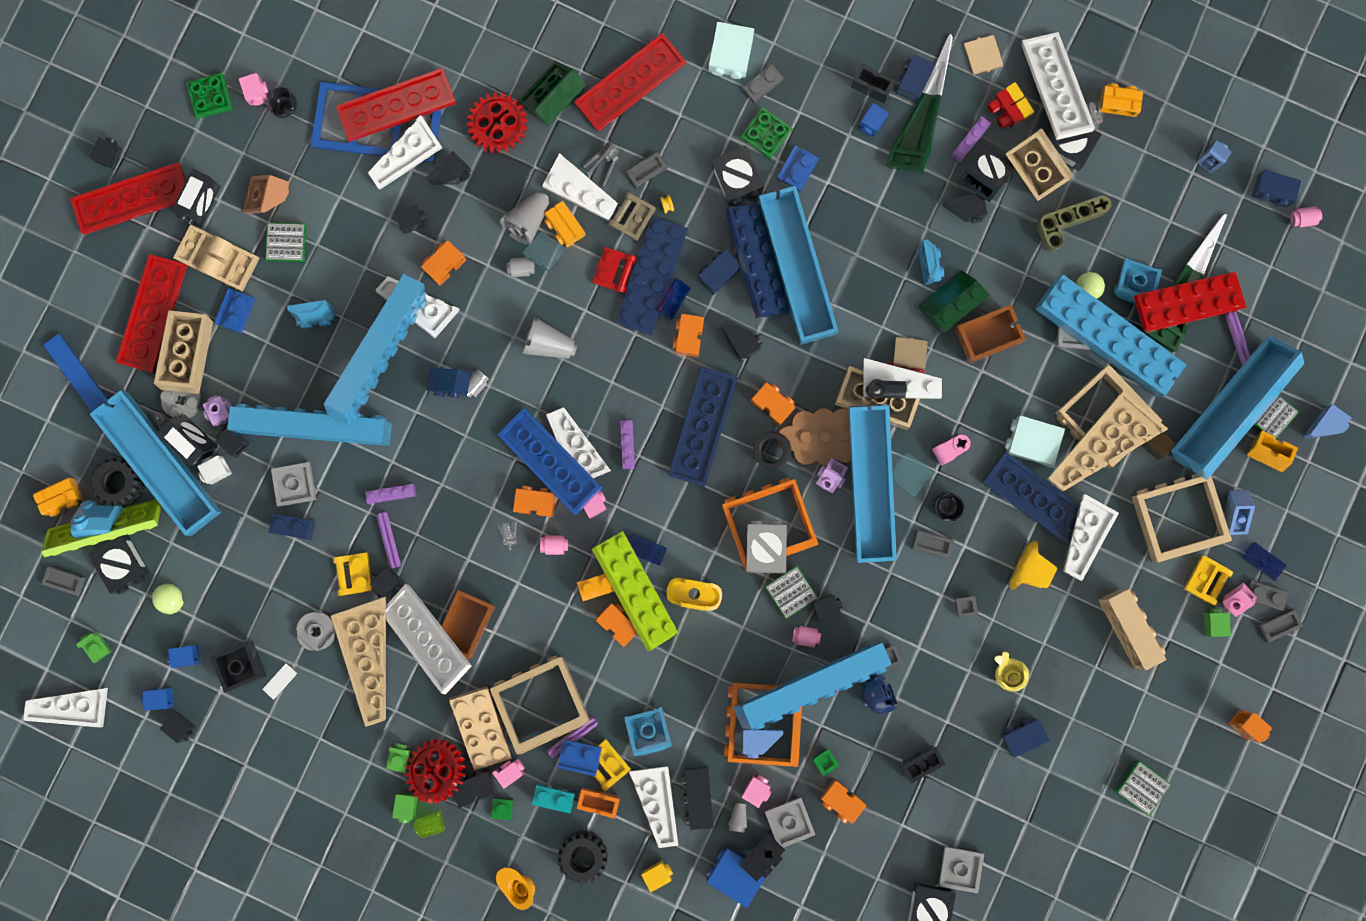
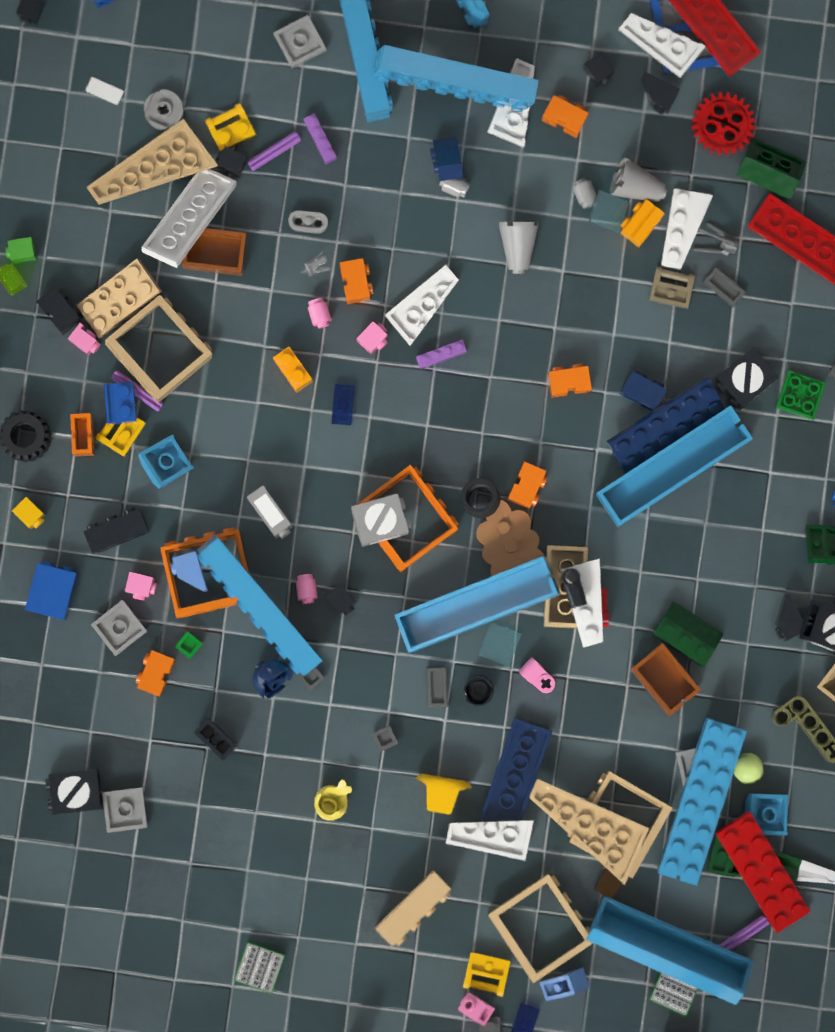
camera: 65 degrees right, 0 degrees up
(238, 666) = (107, 46): black brick -> none
(291, 527) = (257, 53): dark blue brick -> none
(398, 757) = (66, 229): bright green bracket -> none
(422, 781) = (79, 276): red gear -> none
(464, 528) = (308, 221): none -> light grey plate
(502, 809) = (47, 344): green plate -> none
(550, 461) = (400, 282): blue plate -> none
(554, 797) = (73, 390): teal brick -> none
(608, 268) = (612, 280): red plate -> none
(614, 619) = (263, 397): orange brick -> none
(635, 591) = (298, 405): lime plate -> none
(651, 275) = (618, 326): dark blue plate -> none
(656, 797) = (105, 489): white wing -> none
(667, 203) = (695, 318): yellow bush -> none
(673, 299) = (601, 354): clear blue plate -> none
(703, 426) = (482, 423): dark blue plate -> none
(709, 597) = (310, 450): yellow piece -> none
(727, 648) = (270, 513): none -> brick
(738, 818) = (108, 576): light grey cone -> none
(742, 341) = (579, 436): black slope -> none
(762, 857) = (77, 609): black brick -> none
(791, 592) = (345, 560): light grey tile -> none
(798, 168) = (774, 437): blue plate -> none
(831, 475) = (473, 564): lavender brick -> none
(910, 353) = (621, 606): tan piece -> none
(930, 263) = (714, 601): dark azure slope -> none
(1024, 737) = (273, 833): dark blue brick -> none
(1034, 441) = (572, 757): light aqua brick -> none
(1217, 623) = (446, 994): bright green brick -> none
(1271, 451) = (636, 999): light orange brick -> none

